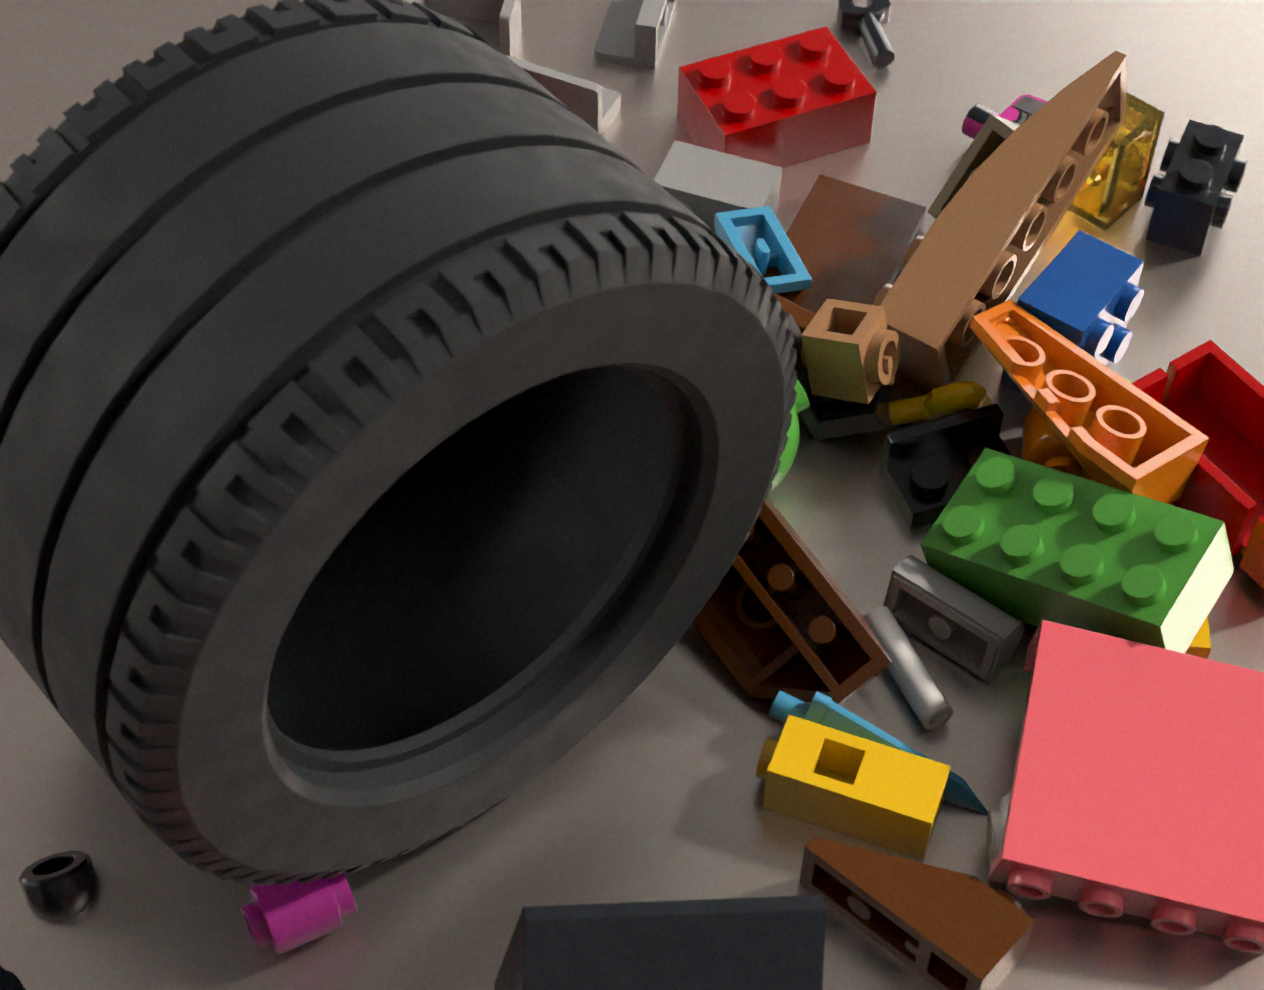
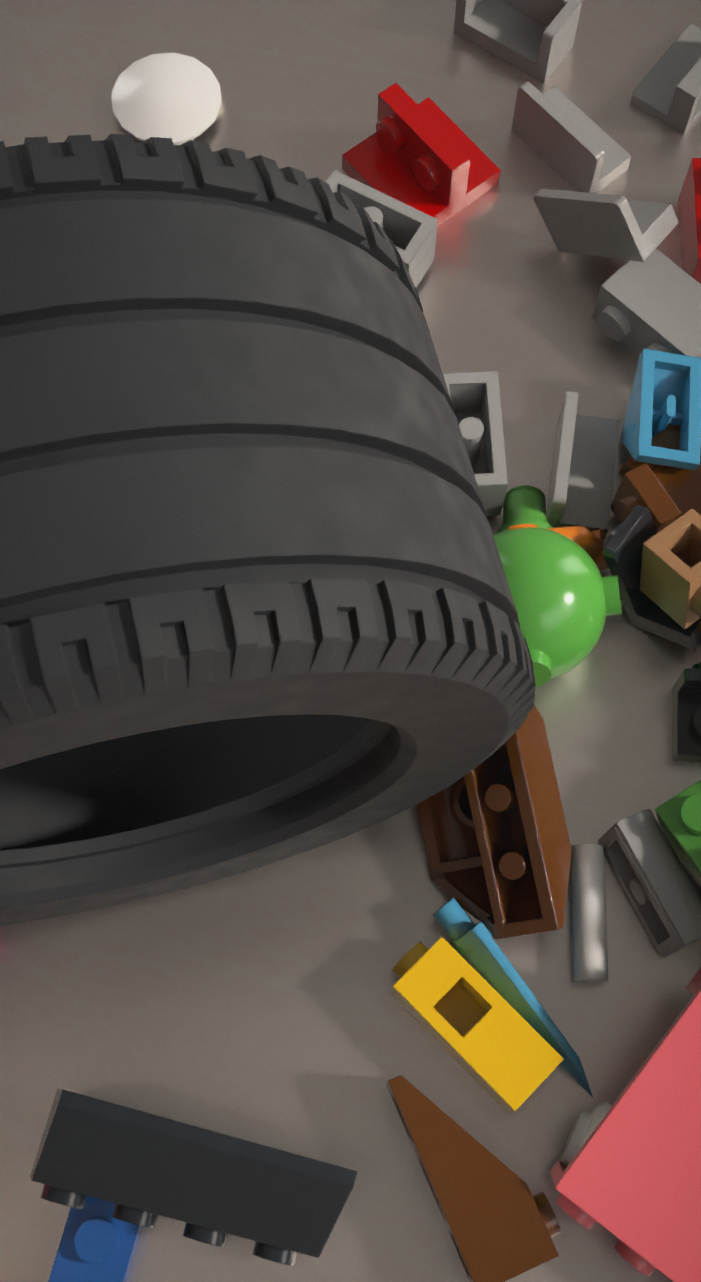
camera: 25 degrees right, 20 degrees up
(642, 131) = (604, 223): none -> light grey panel

